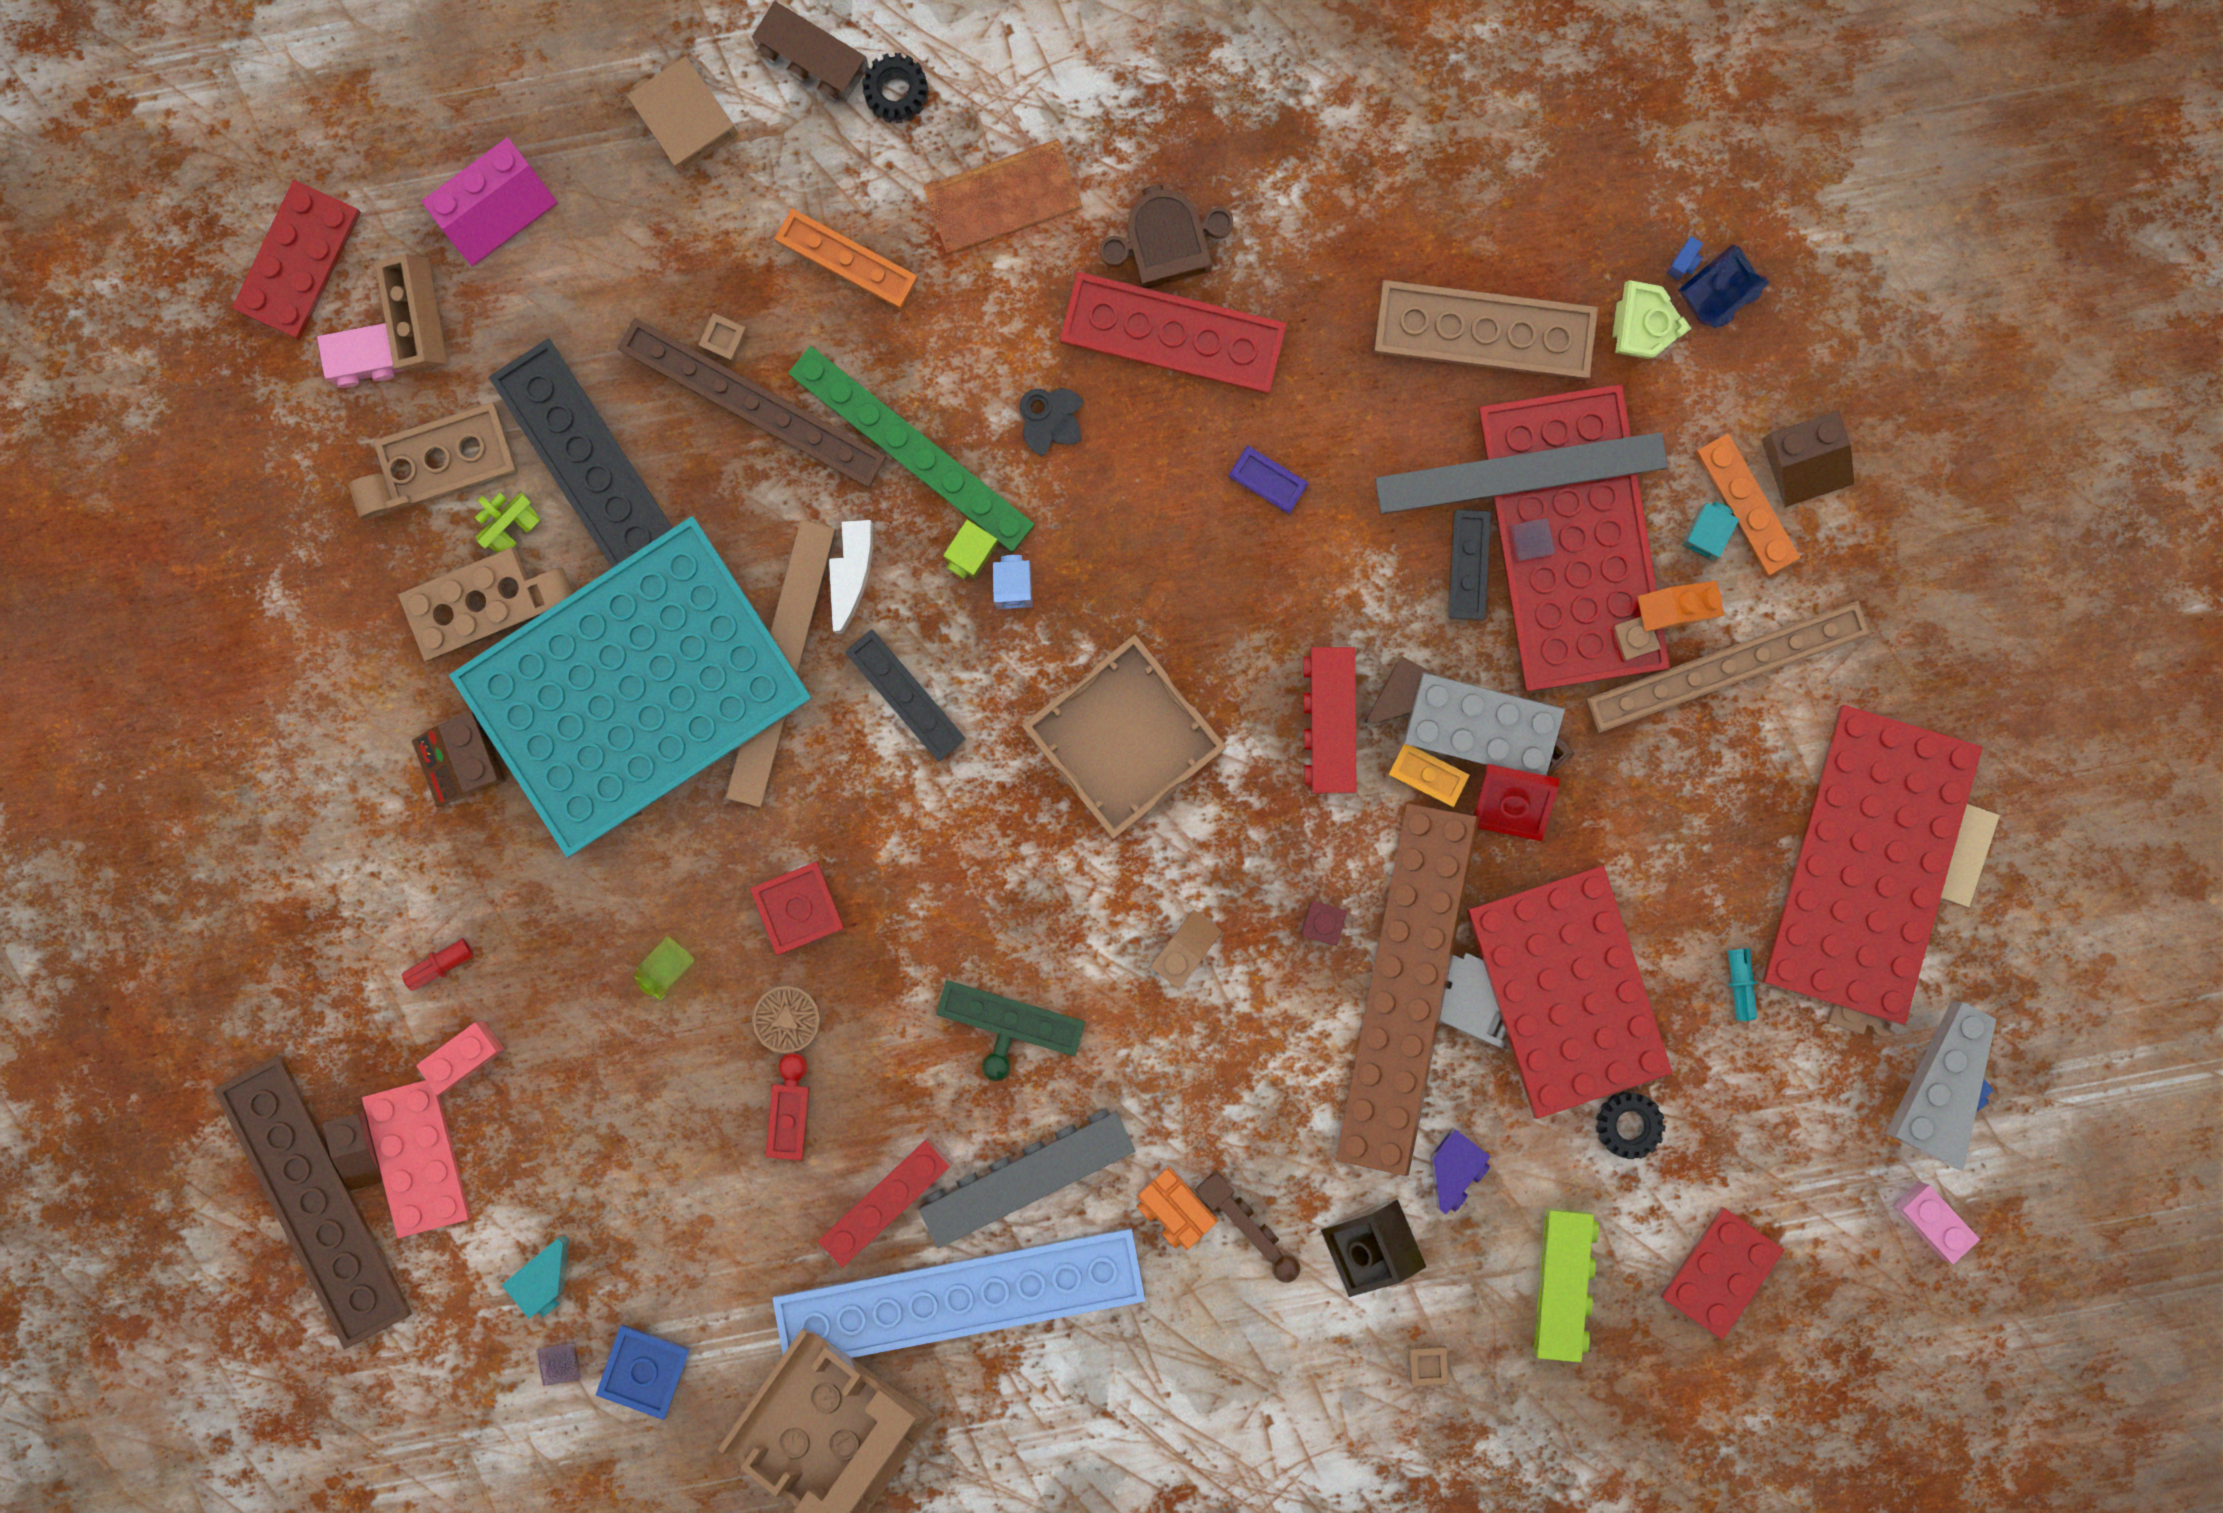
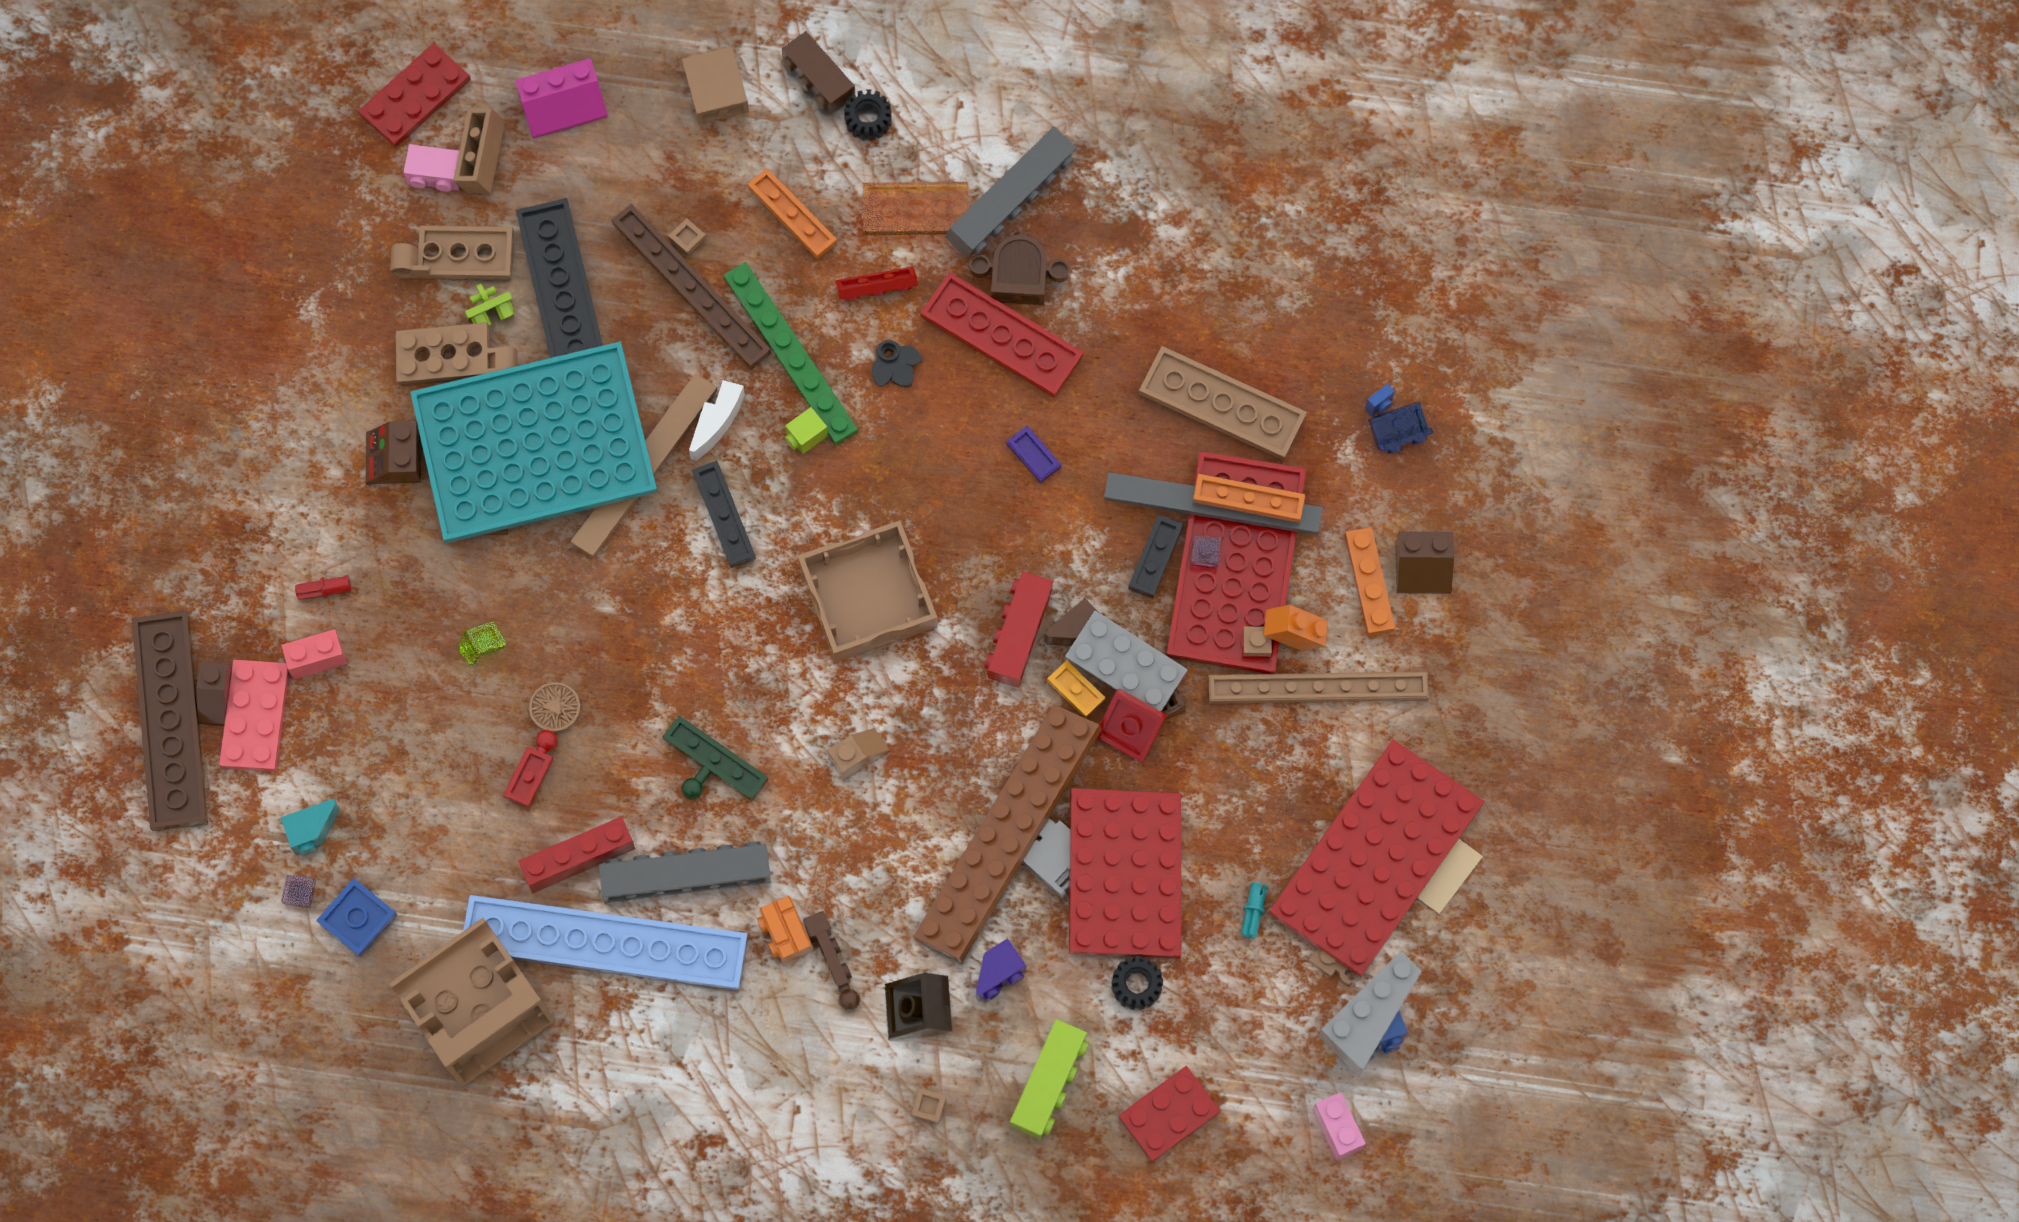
camera: 10 degrees right, 15 degrees down
(797, 908) = (592, 632): red plate -> none
(989, 318) = (876, 283): none -> red plate
(1012, 583) = (826, 462): light blue slope -> none
(1120, 136) = (1010, 192): none -> dark grey brick
(1323, 923) = (963, 765): dark red brick -> none
(1567, 455) = (1249, 498): none -> orange plate
(1646, 321) = (1339, 433): yellowish green plate -> none
(1710, 530) = (1336, 588): teal brick -> none

